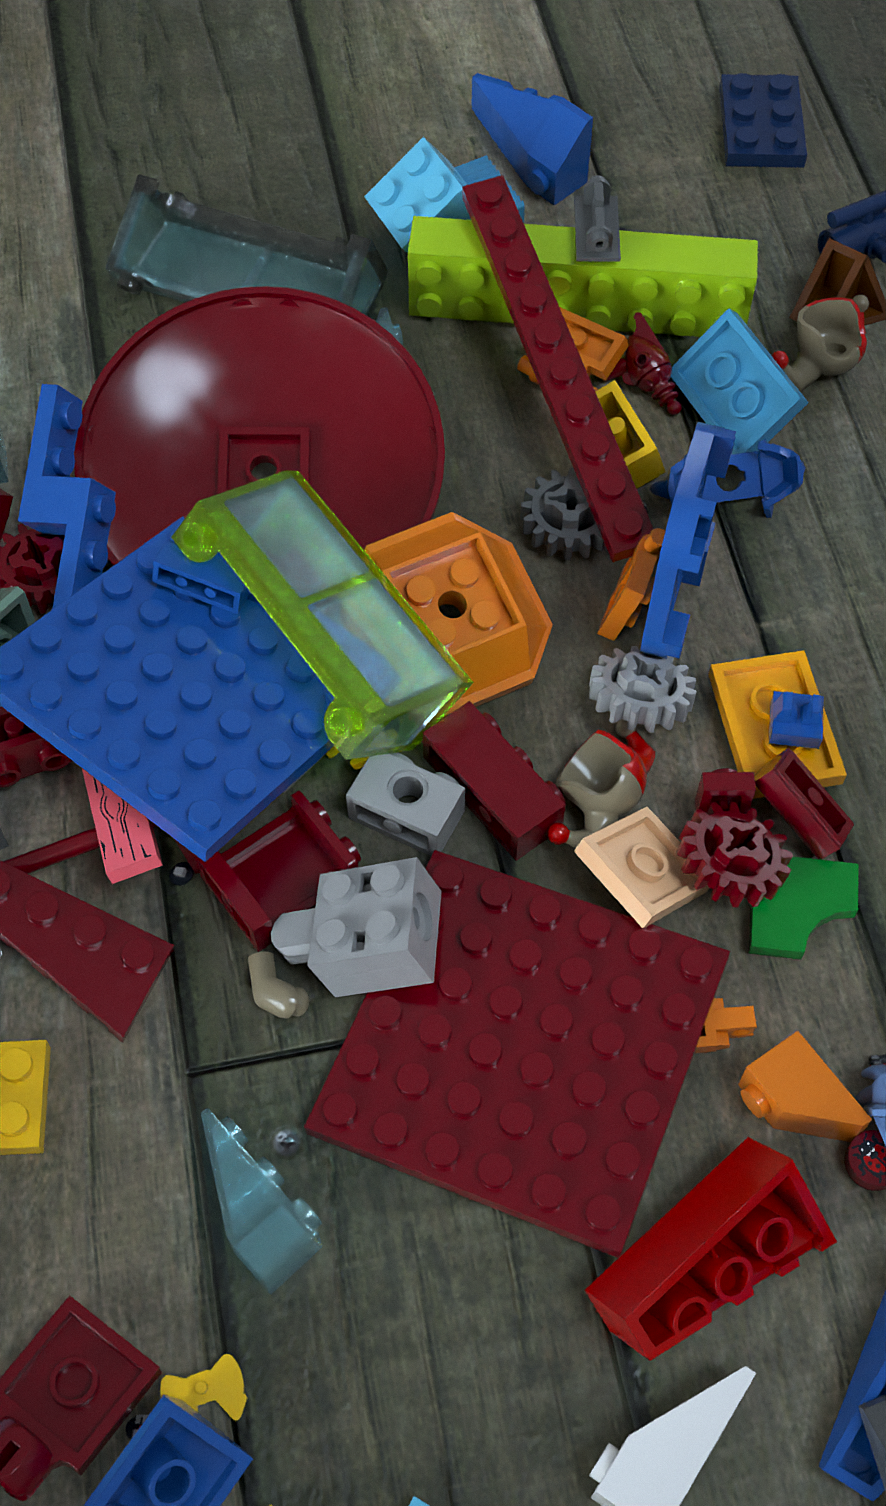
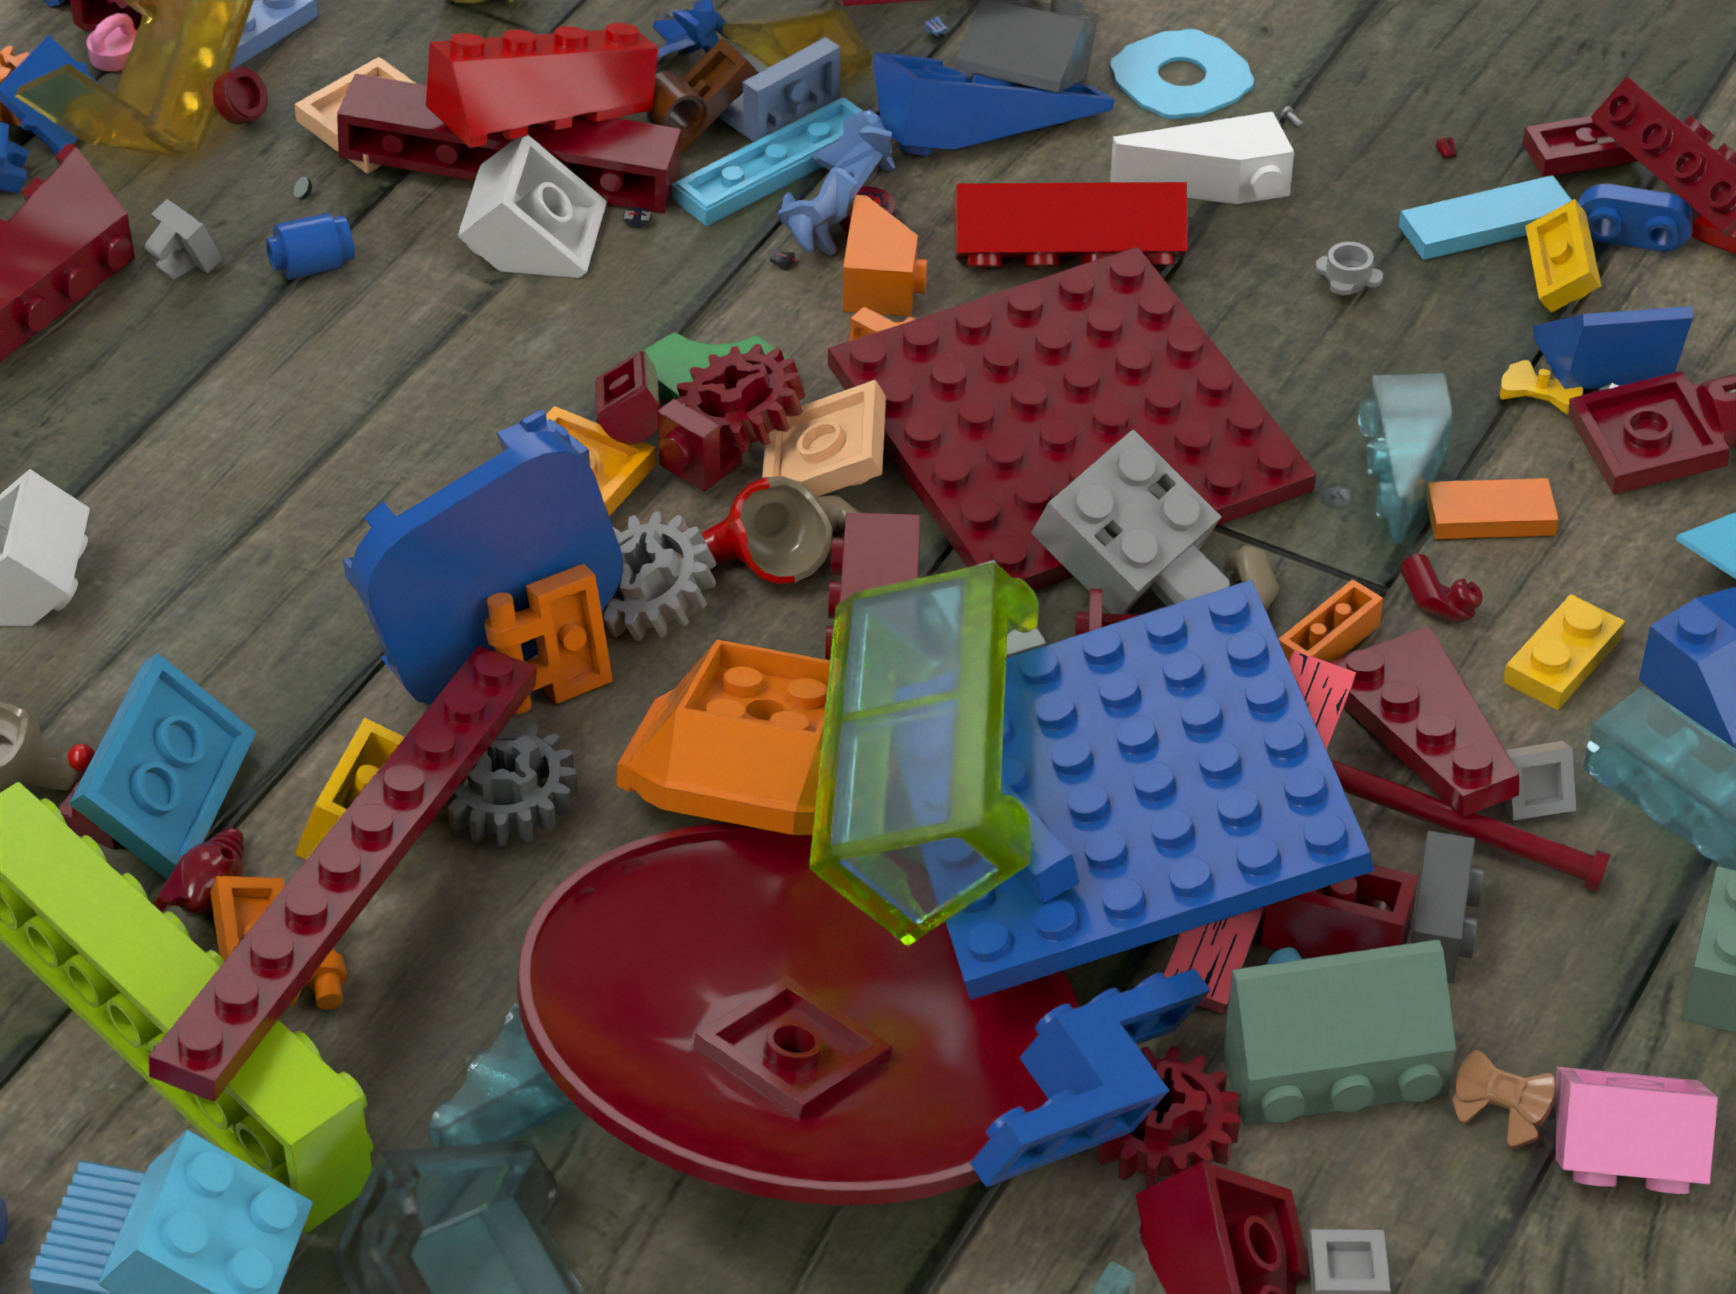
camera: 140 degrees left, 15 degrees down
(138, 1078) = (1431, 596): none -> dark red arm
(155, 1206) = (1491, 508): none -> orange tile
(190, 983) = (1335, 624): none -> orange piece
(473, 1405) = (1349, 268): none -> light grey plate
(597, 223) = (114, 944): dark grey hinge -> none
(767, 473) = (259, 679): blue piece -> none

